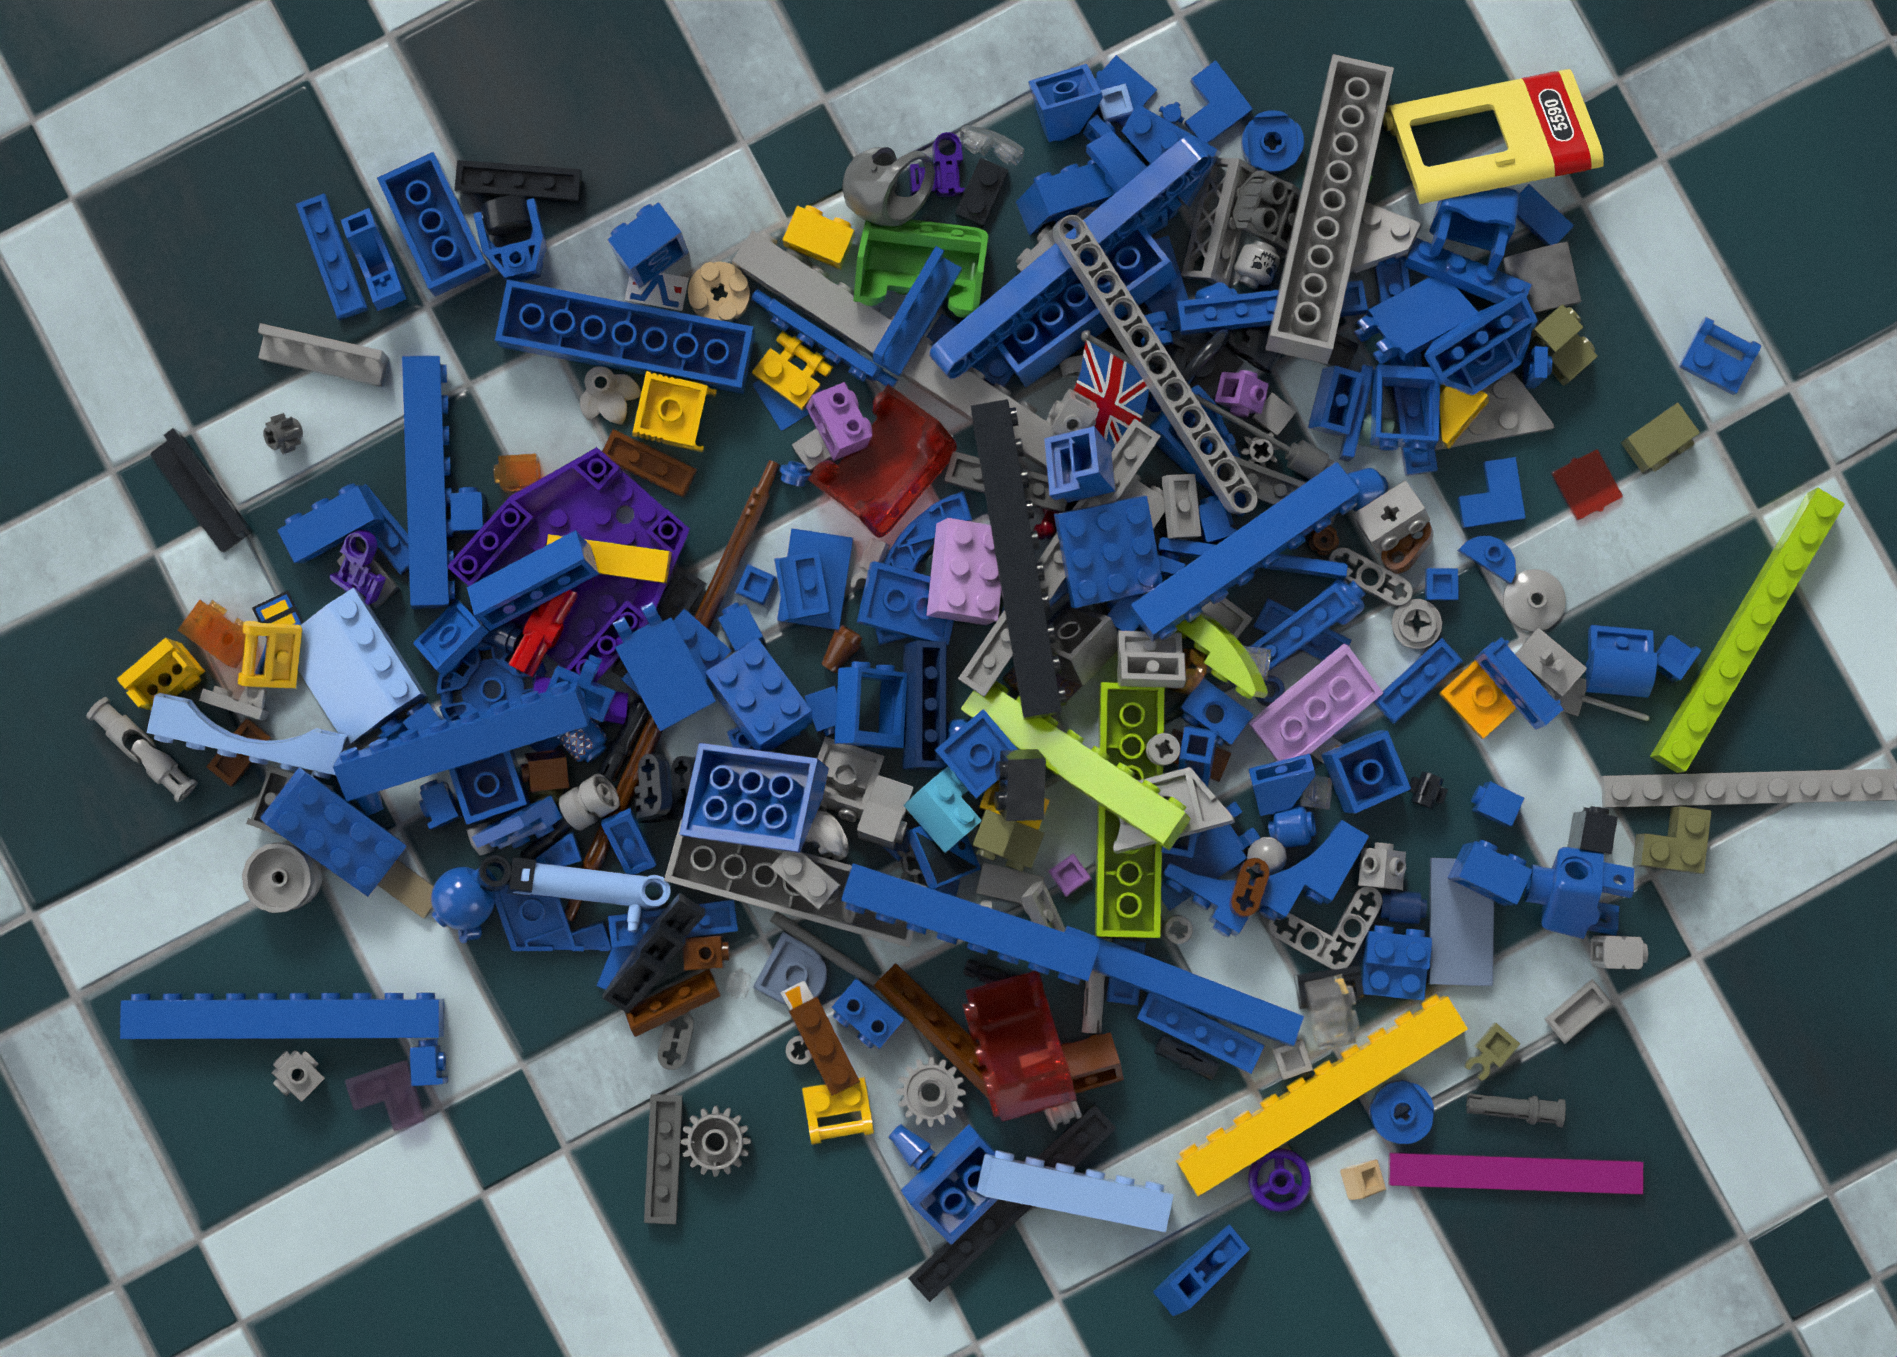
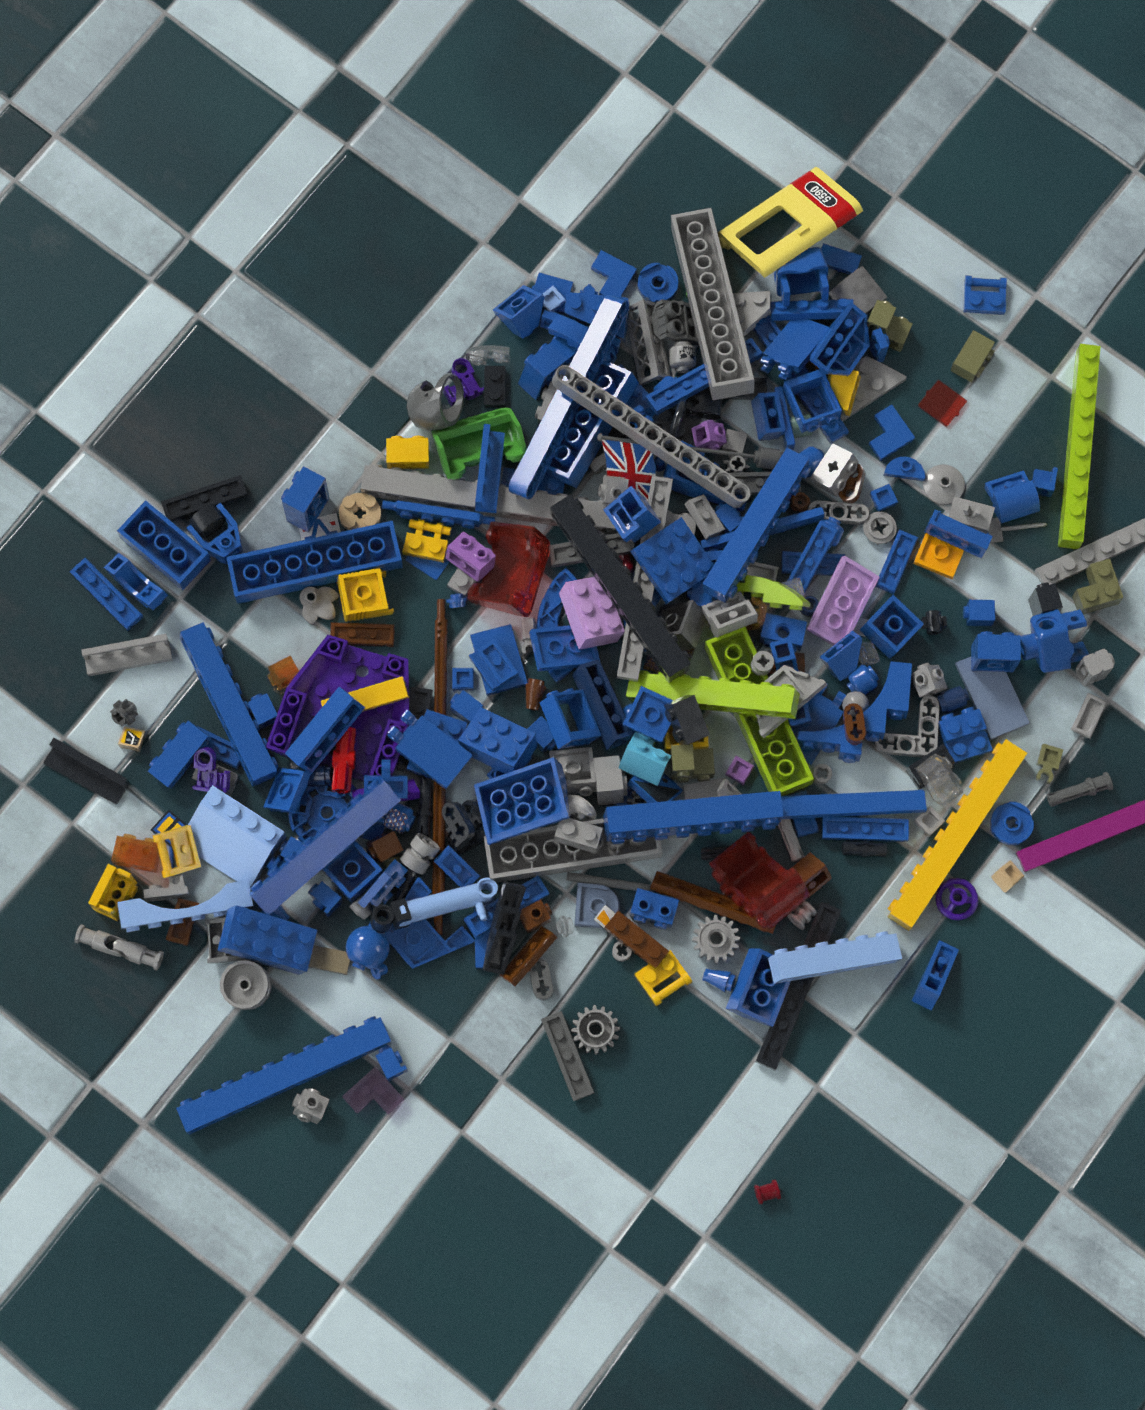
camera: 25 degrees left, 10 degrees down
(280, 472) = (131, 739): none -> slope

